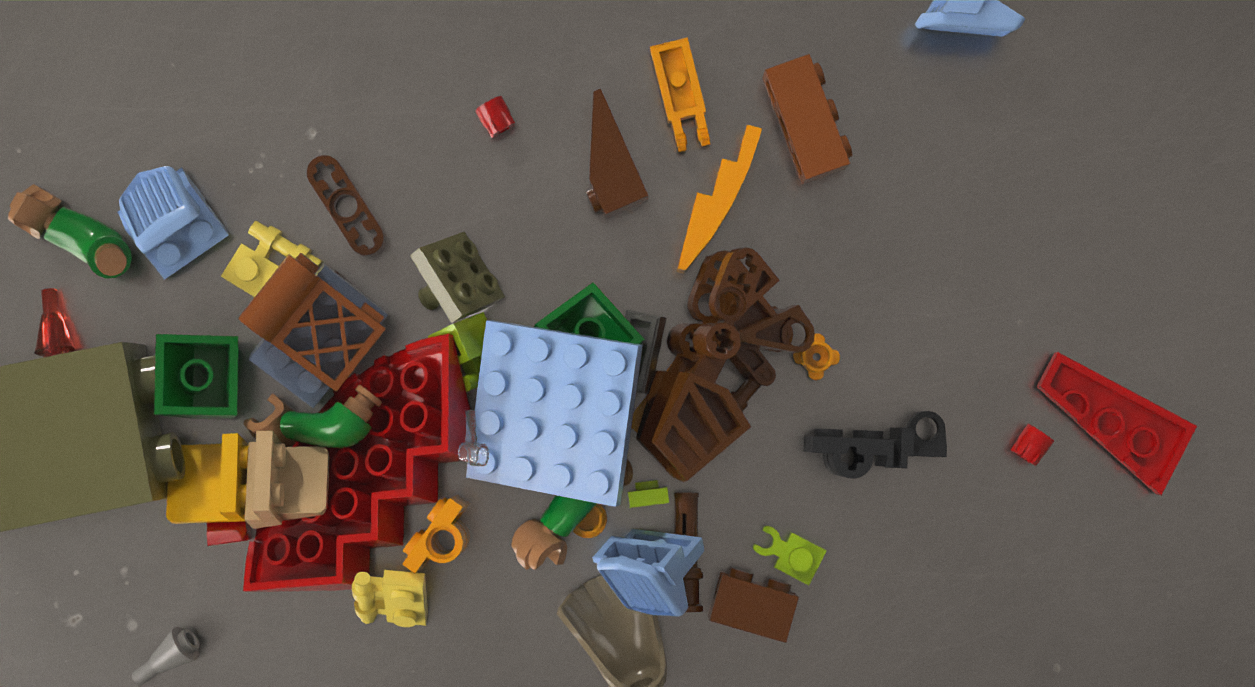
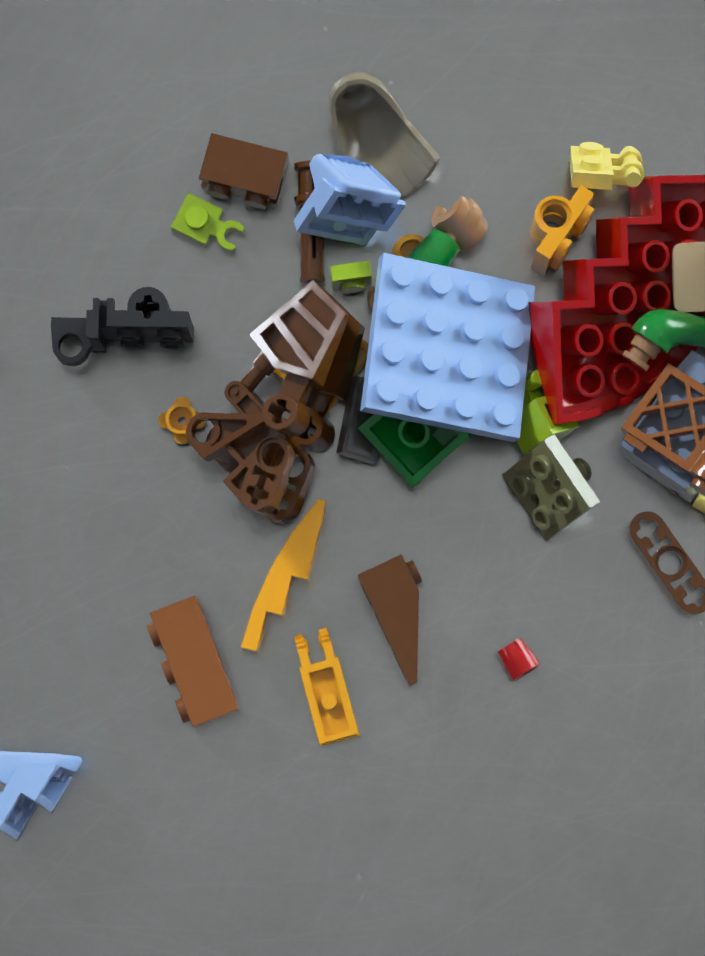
camera: 175 degrees left, 5 degrees down
(470, 451) = (531, 307): clear hand -> none

